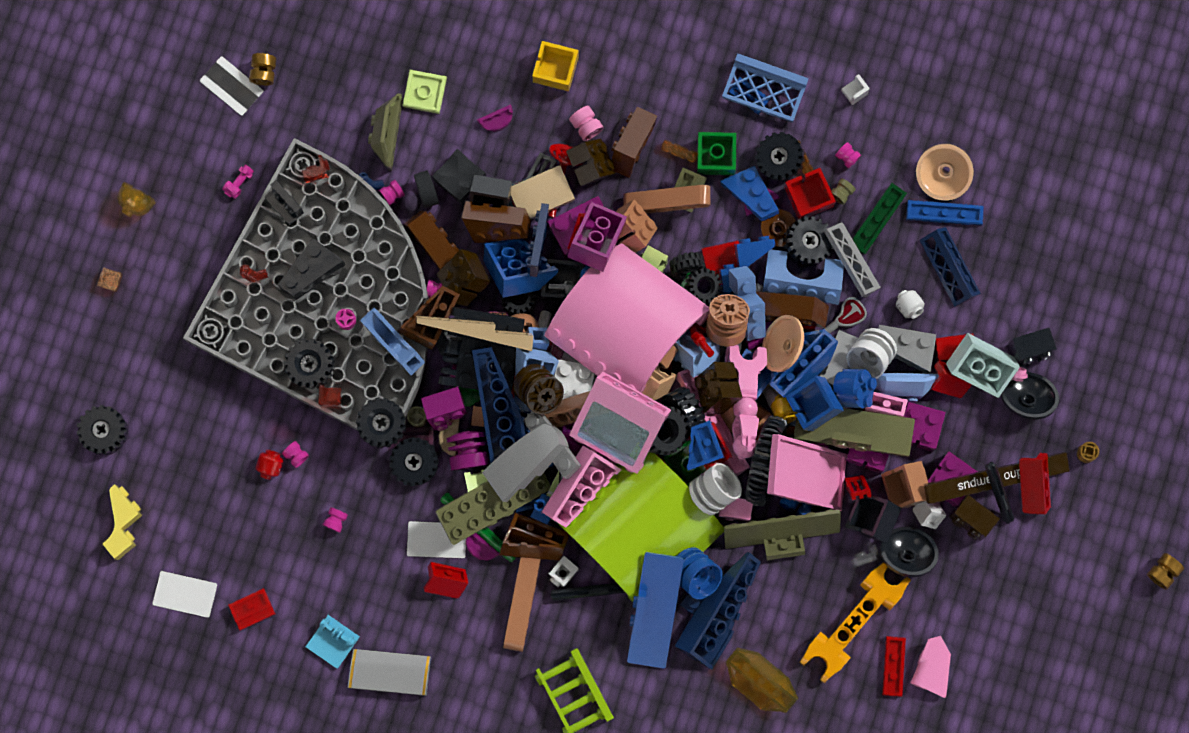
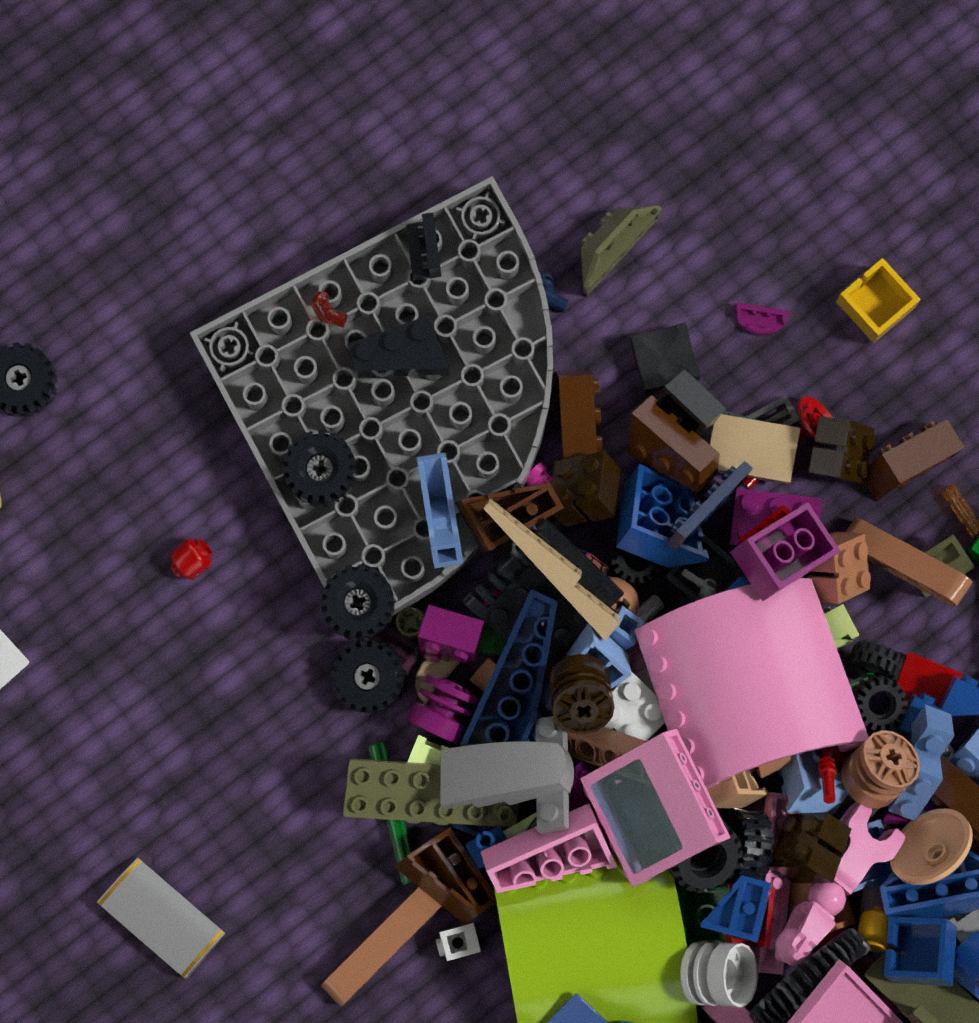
camera: 35 degrees right, 0 degrees up
(110, 279) = (154, 202): clear orange plate -> none
(134, 200) = (248, 125): clear yellow cylinder -> none
(231, 85) = (462, 63): sticker -> none
(232, 189) = (377, 190): dark pink bar -> none
(252, 609) = (48, 723): red plate -> none
(265, 64) = (515, 58): pearl gold wheel -> none
(295, 454) = (231, 568): dark pink wheel -> none
(315, 173) = (488, 236): clear red bracket -> none
(329, 397) = (316, 527): clear red panel -> none
(332, 641) = (118, 831): medium azure hinge -> none
(334, 521) = (224, 682): dark pink wheel -> none
(345, 315) = (399, 439): dark pink wheel -> none
(392, 192) = (568, 323): dark pink wheel -> none
(424, 91) = (693, 225): yellowish green tile -> none
(426, 189) = (613, 347): black tyre -> none
(431, 540) = (321, 787): white sticker -> none
(446, 580) = (307, 852): red panel -> none
(480, 548) = (377, 841): magenta tile -> none
(586, 591) = (470, 985): black axle -> none
(587, 125) = (868, 396): bright pink wheel -> none

